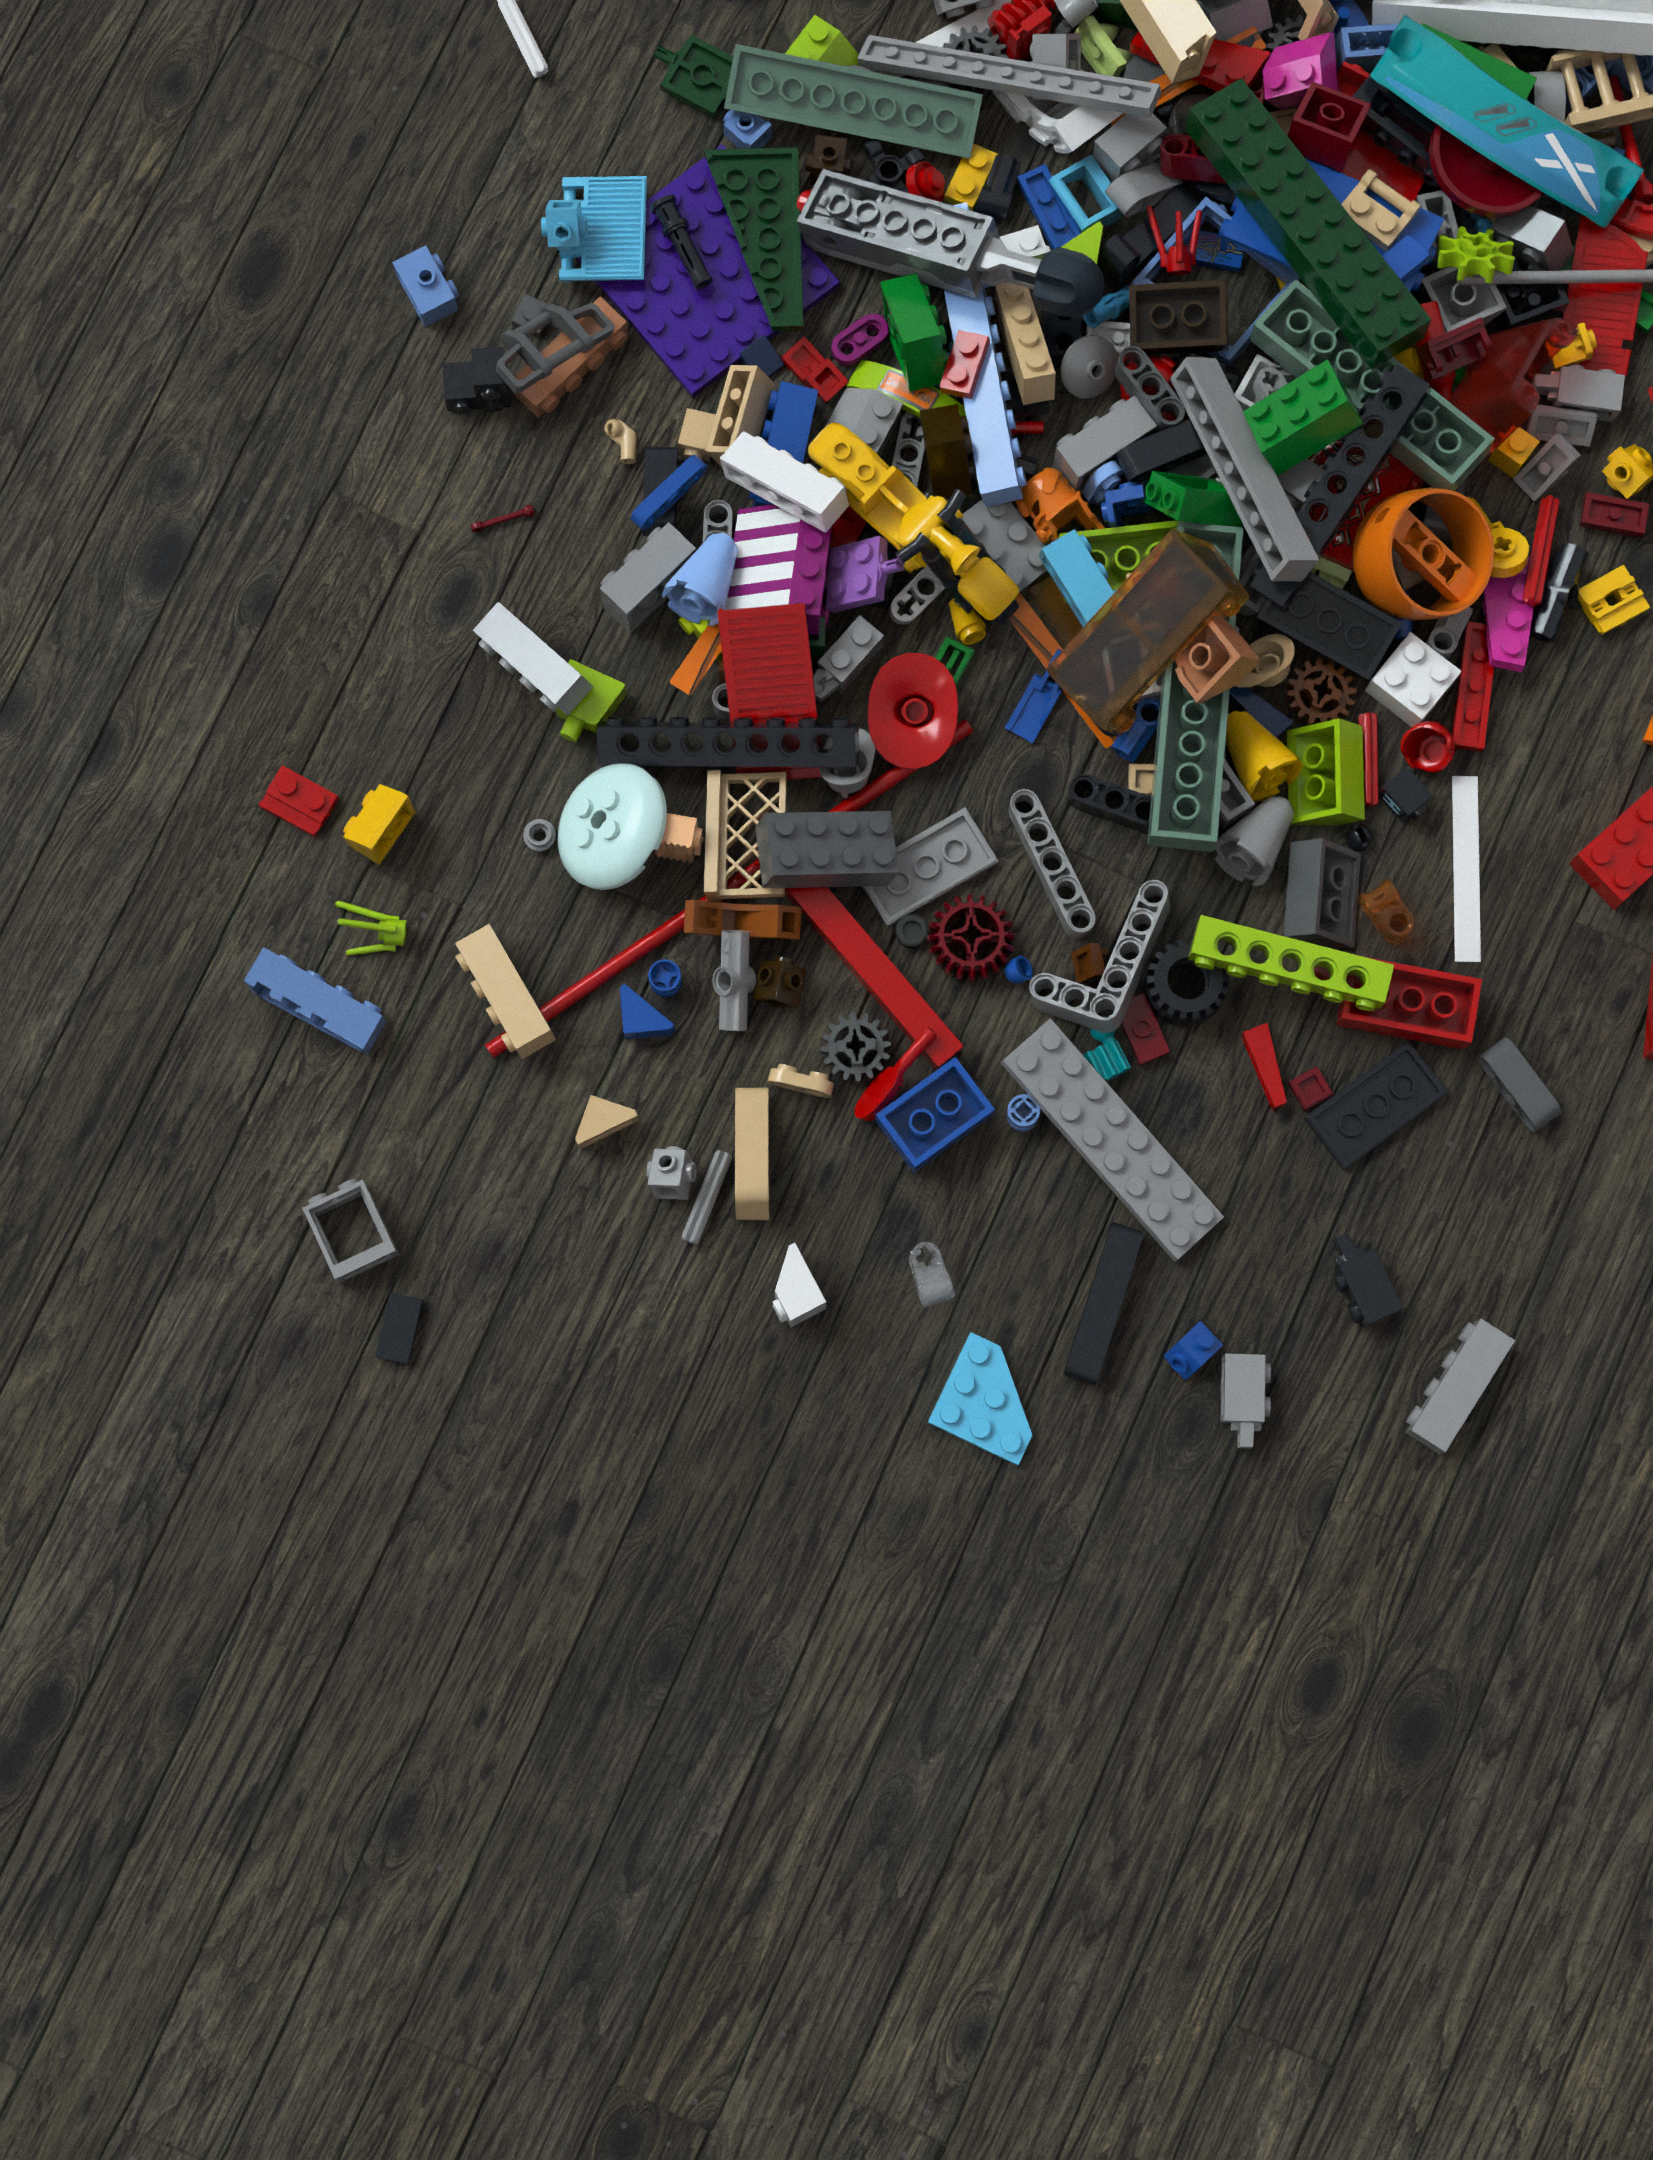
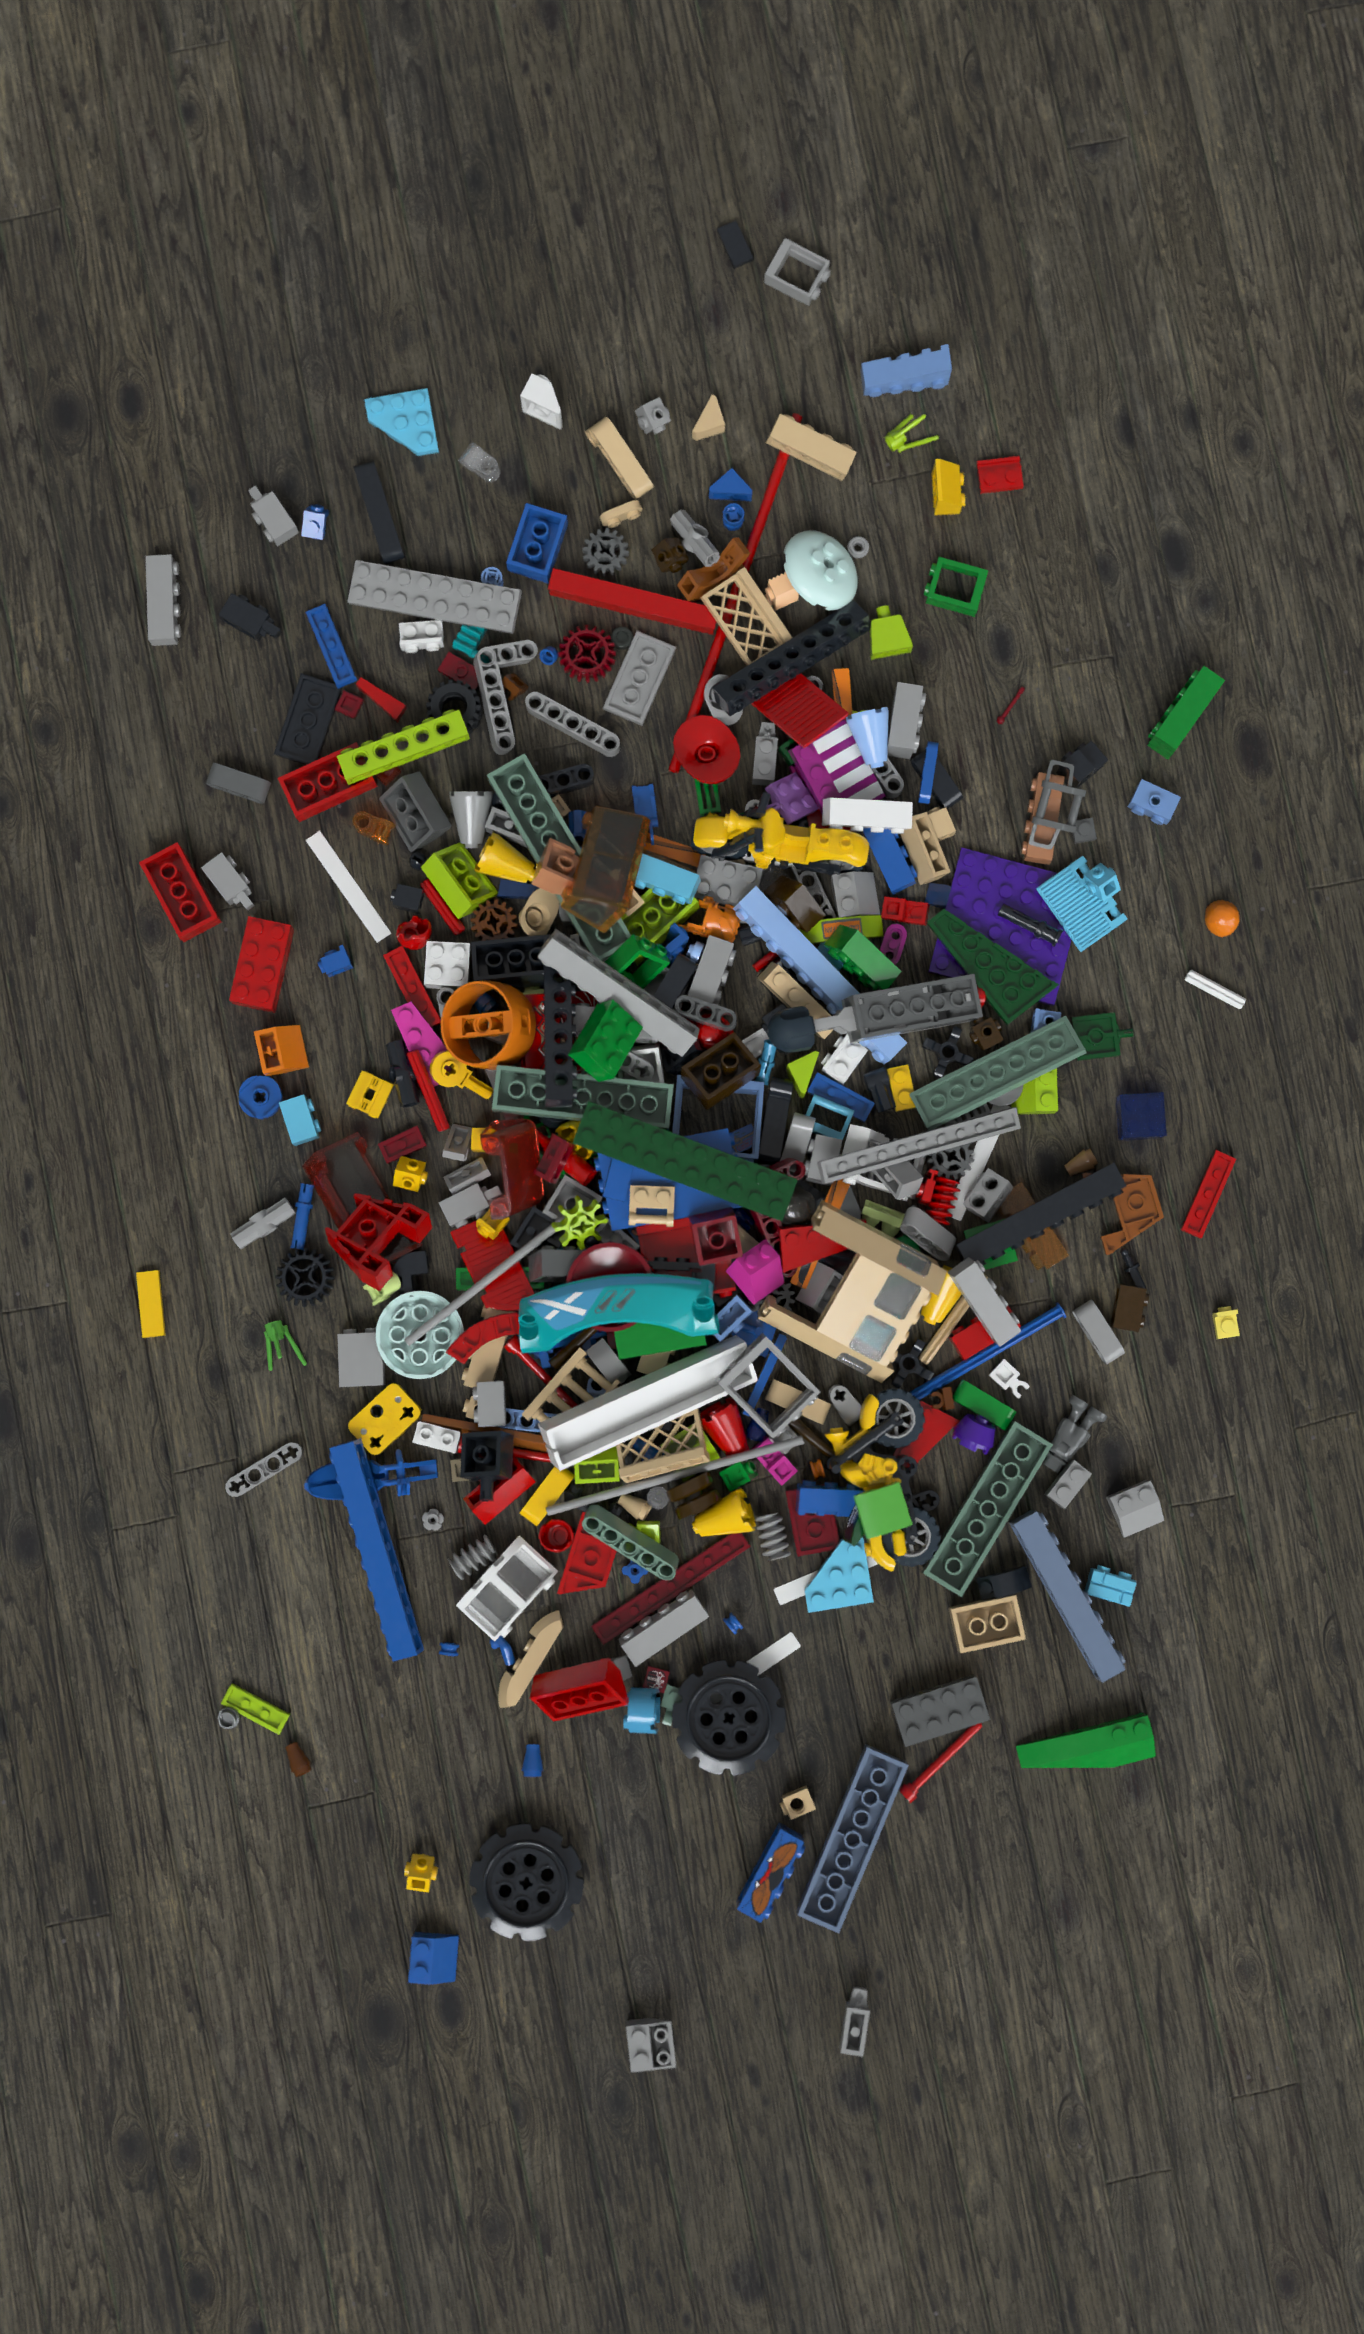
camera: 145 degrees right, 5 degrees up
(308, 353) = (1187, 709): none -> green brick
(440, 675) = (950, 603): none -> green window
(451, 104) = (1222, 918): none -> orange hair
(532, 658) = (932, 630): brick -> none
(624, 437) = (979, 798): tan arm -> none
(706, 1197) = (626, 421): light grey axle -> none
(826, 849) = (695, 635): dark grey brick -> none
(888, 1081) = (575, 540): red piece -> none
(925, 181) = (922, 1059): red plate -> none
(964, 364) = (819, 957): plate -> none
(1081, 359) = (753, 1017): light grey dish -> none
(1161, 1108) = (421, 636): none -> white bracket
(1178, 259) = (748, 1109): red plant -> none
(1283, 1175) = (331, 646): none -> blue tile
(1548, 781) = (335, 962): none -> blue brick
(1613, 971) = (227, 880): none -> light grey hinge

